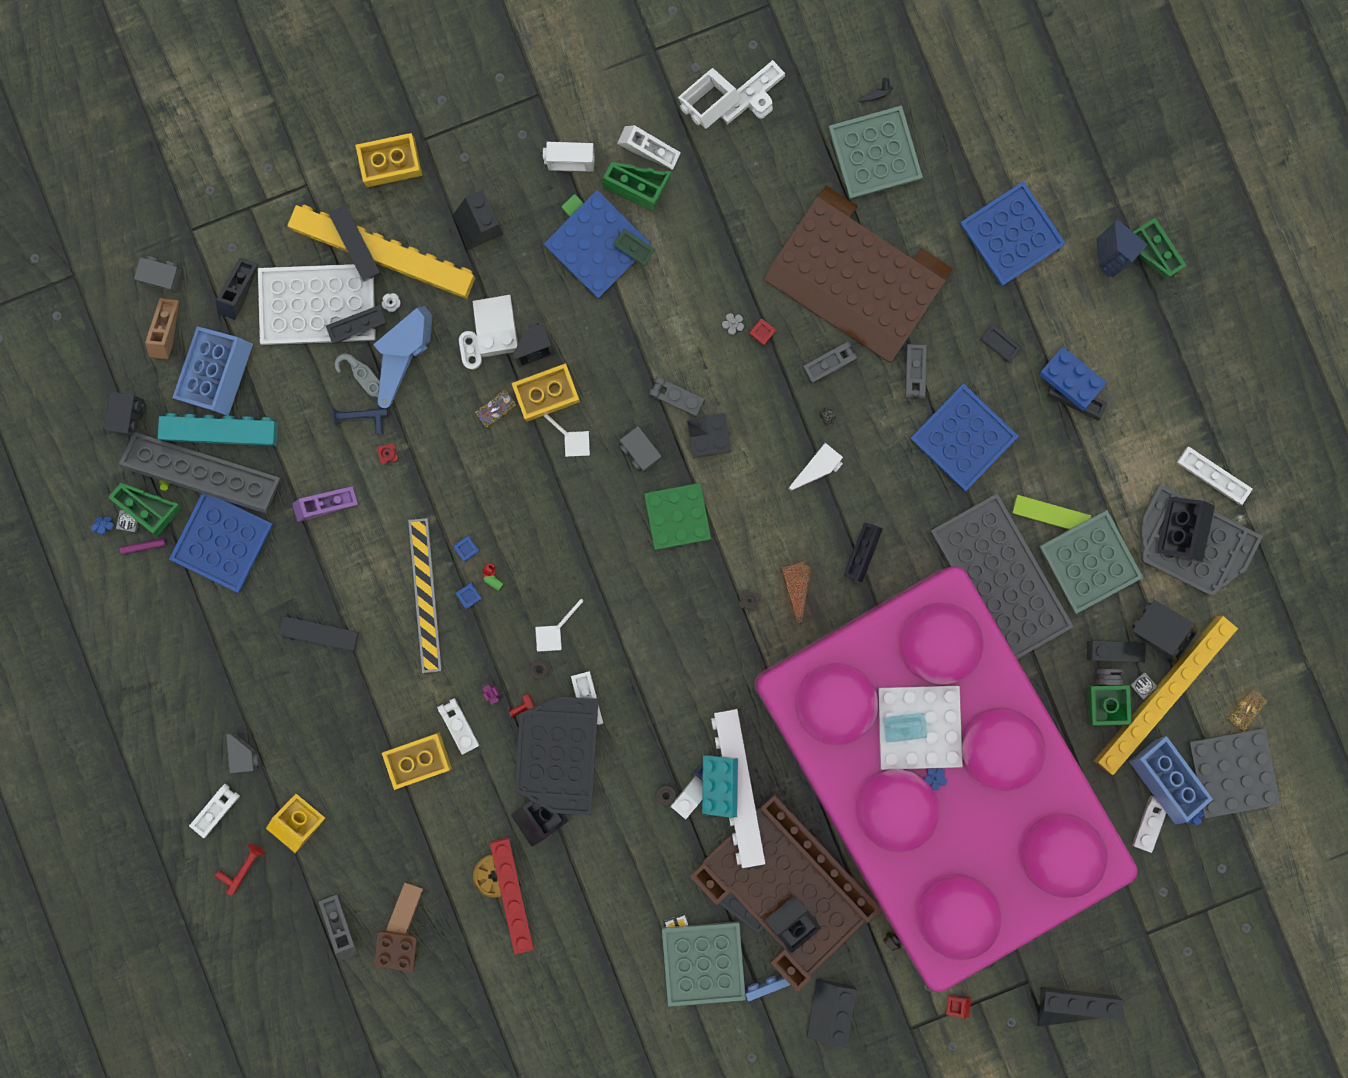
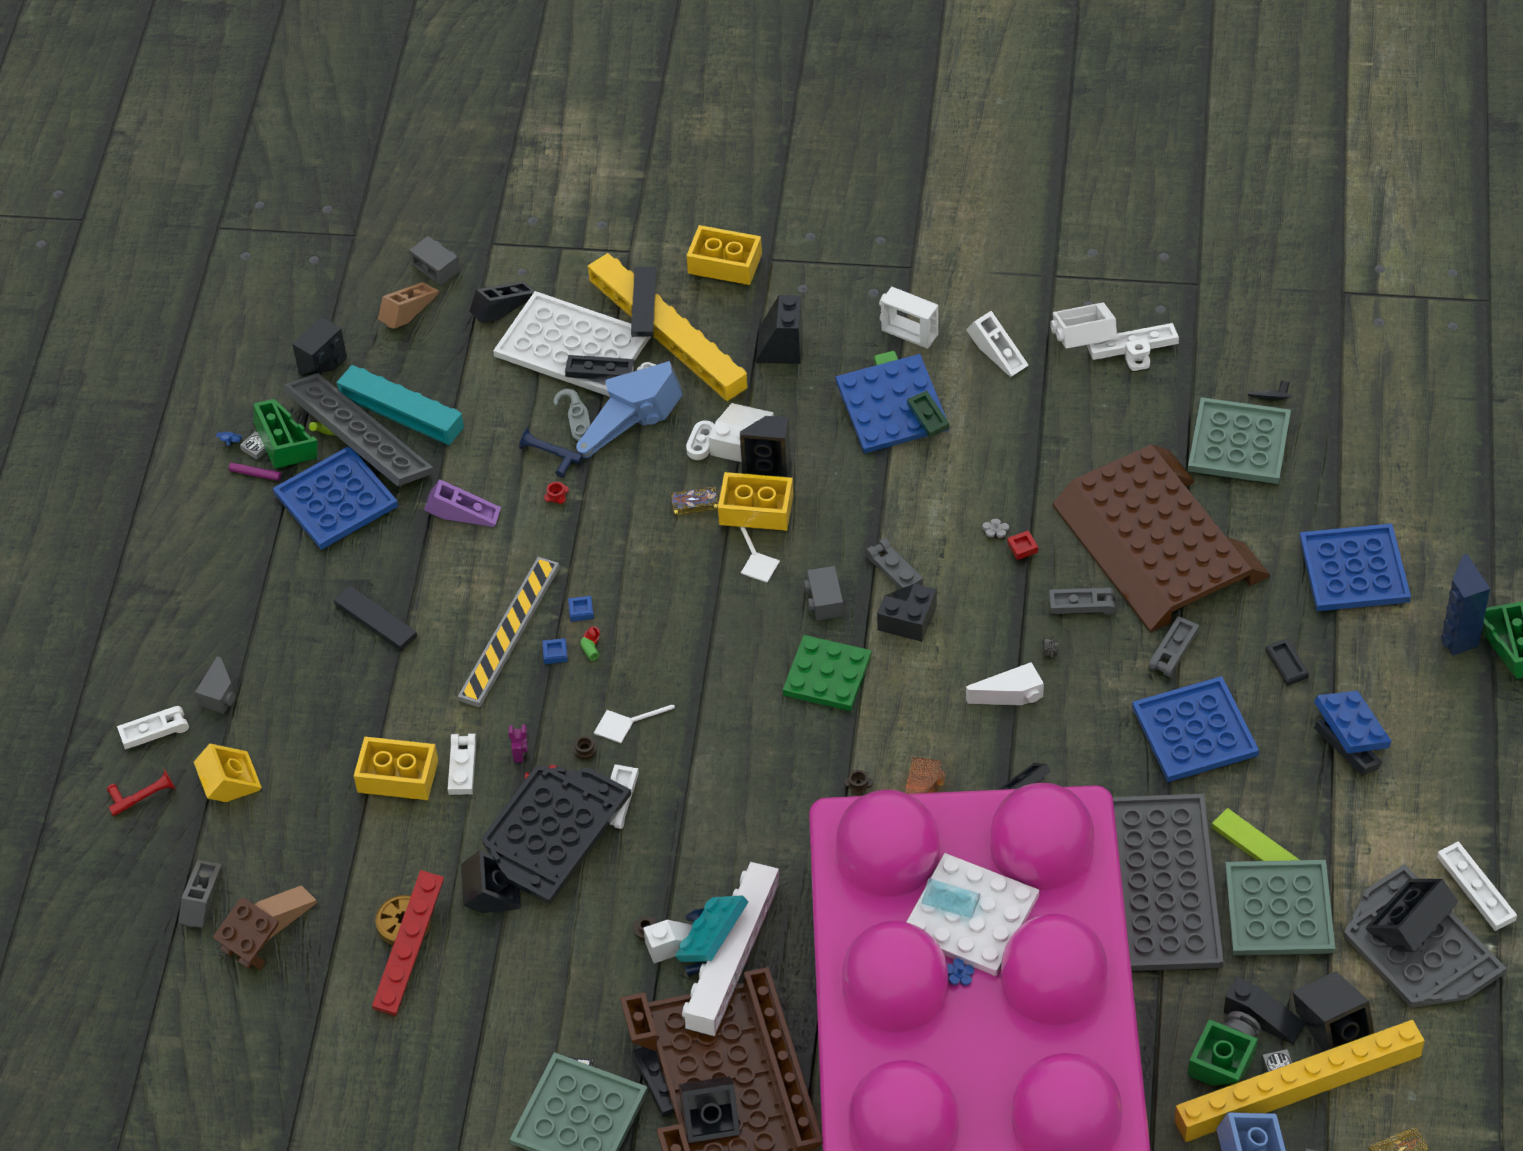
camera: 35 degrees right, 35 degrees down
(212, 370) = (432, 355): medium blue slope -> none
(636, 184) = (964, 368): green wedge -> none

